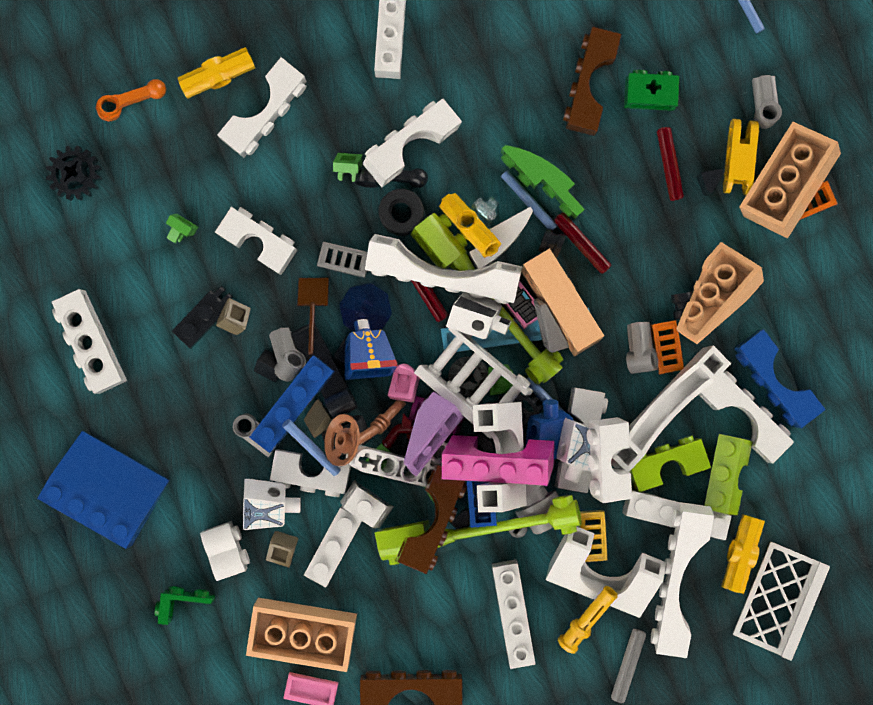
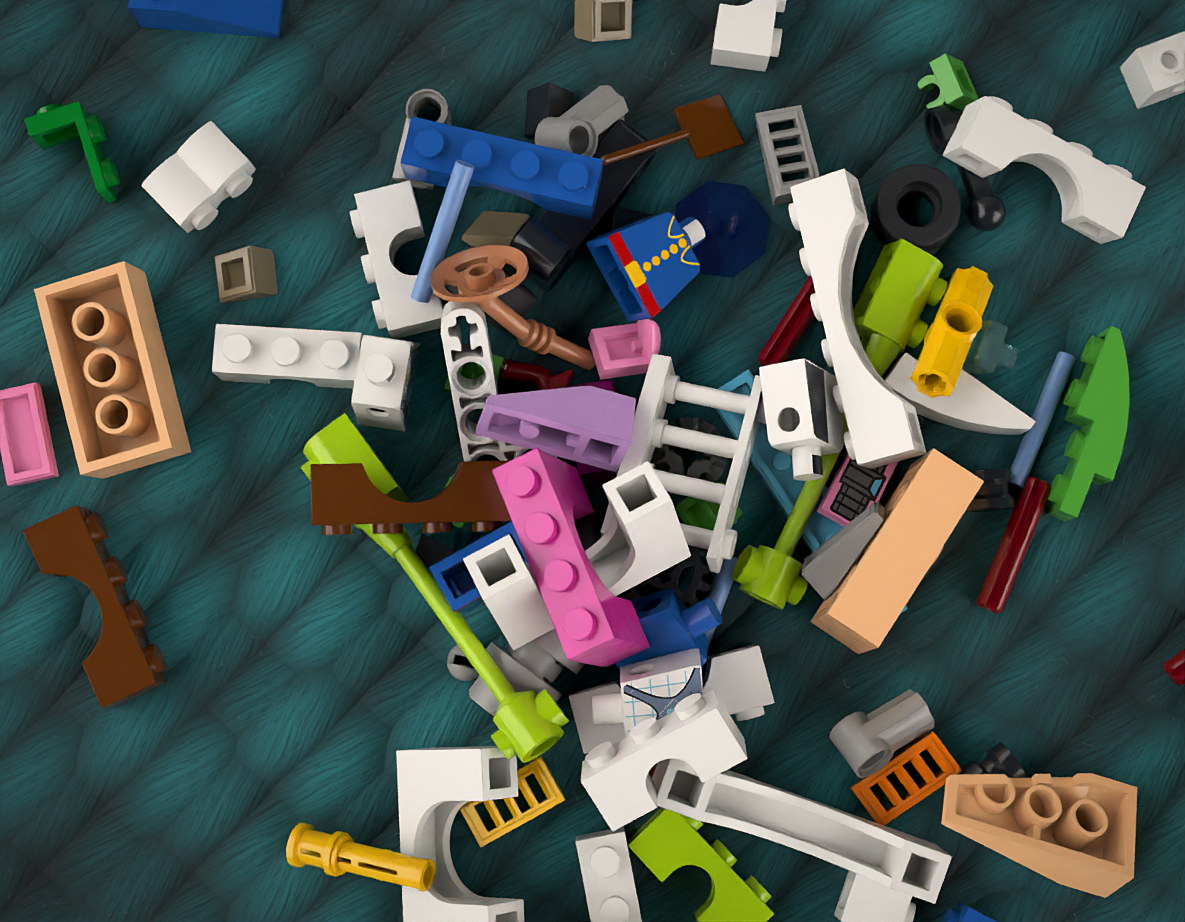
camera: 65 degrees right, 5 degrees down
(266, 504) = (309, 207): white torso -> none
(513, 614) = (309, 722): white brick -> none

